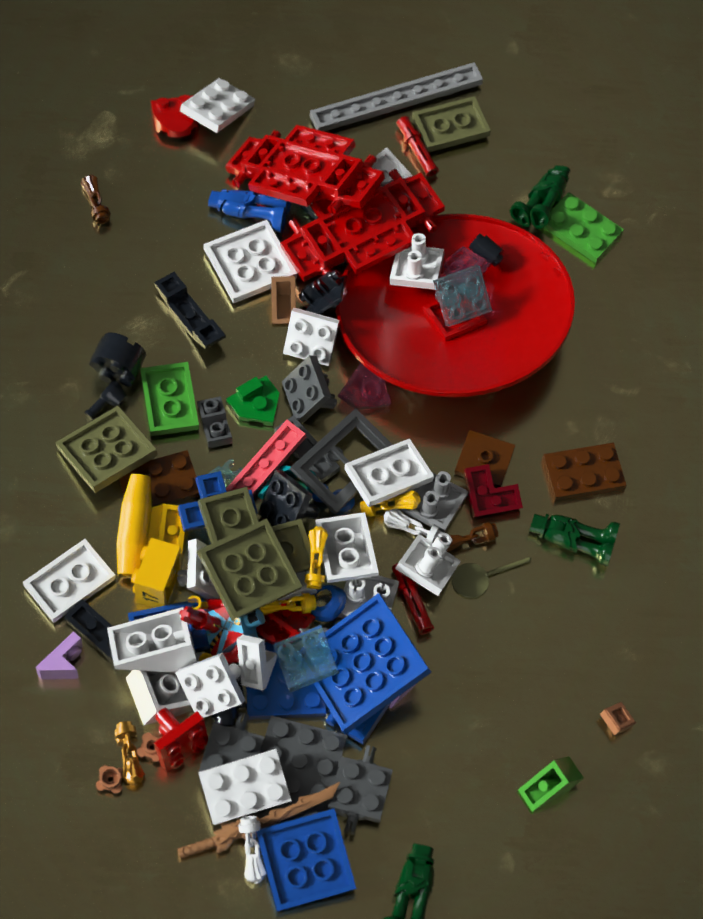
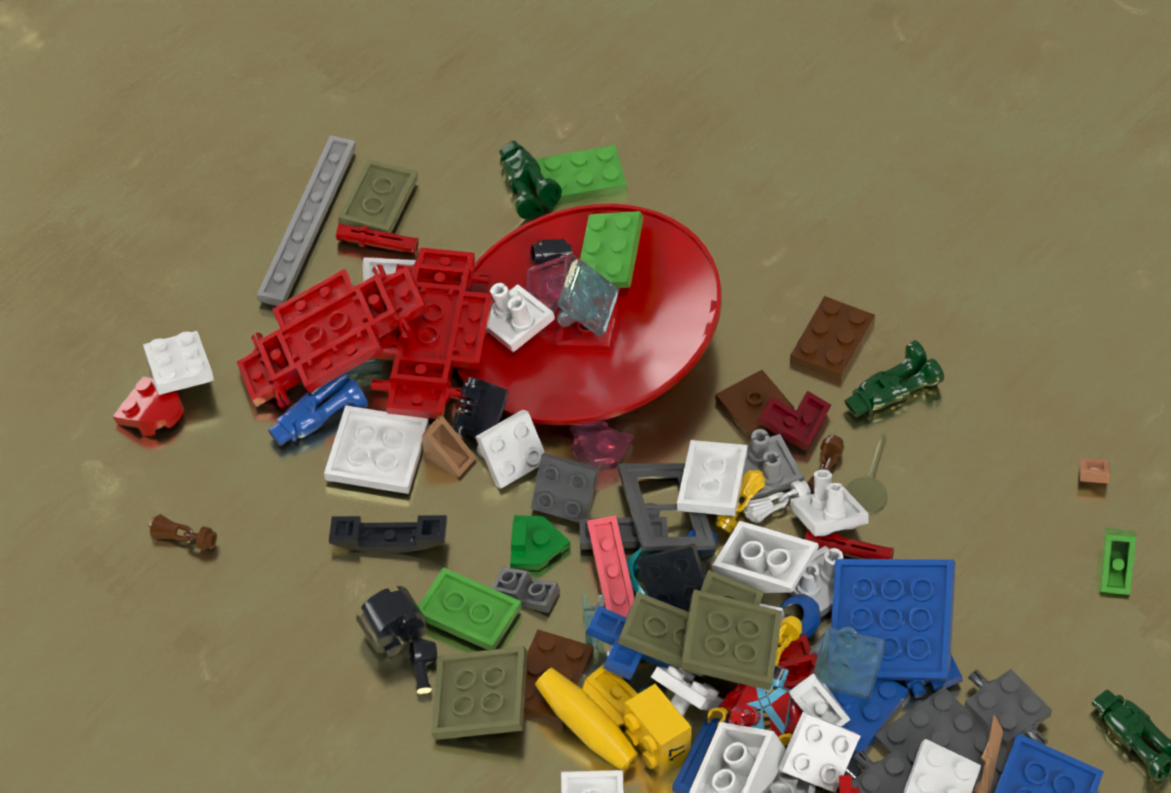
camera: 45 degrees left, 10 degrees down
(317, 538) = (742, 571): yellow piece -> none
(519, 282) = (612, 245): none -> bright green plate

